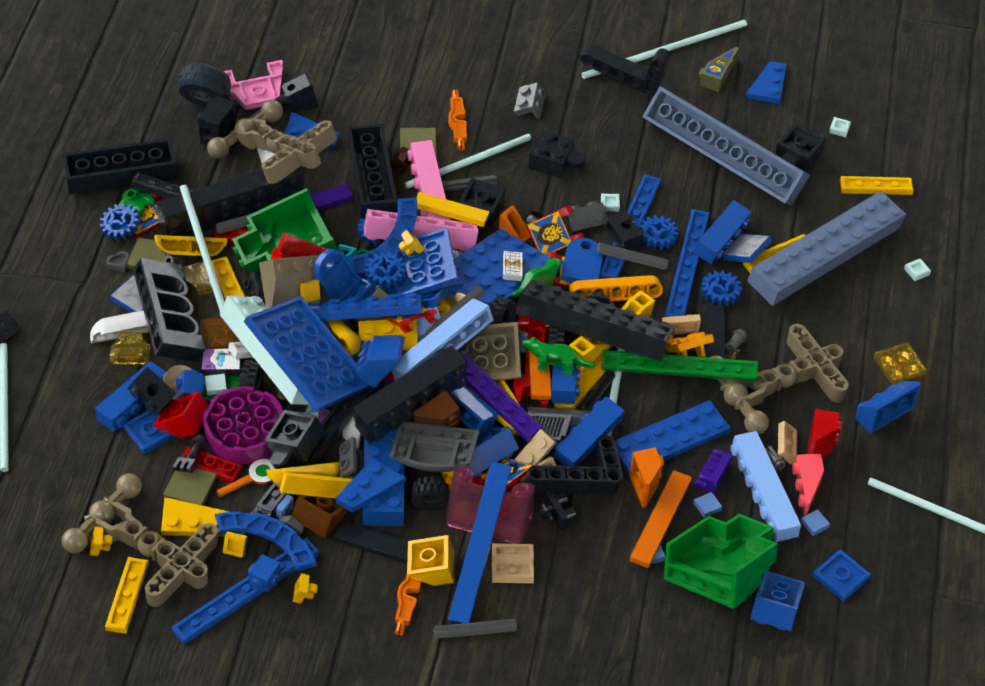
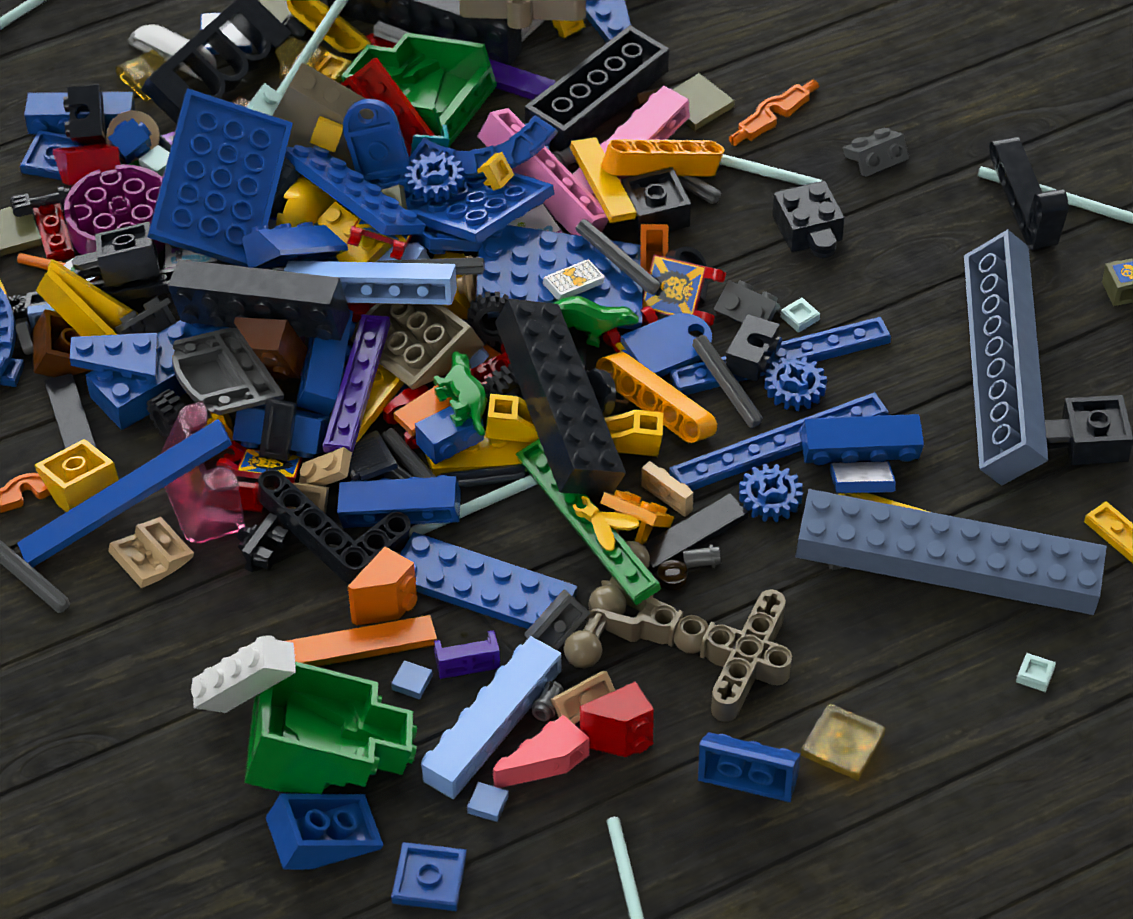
camera: 55 degrees right, 0 degrees up
(459, 177) = (642, 156): none -> light orange beam
(493, 447) = (278, 429): none -> black tile
(502, 239) = (618, 257): none -> dark grey axle
(667, 564) = (243, 674): none -> white brick
(696, 357) = (604, 521): none -> yellow piece
(730, 420) = (558, 621): none -> dark grey slope

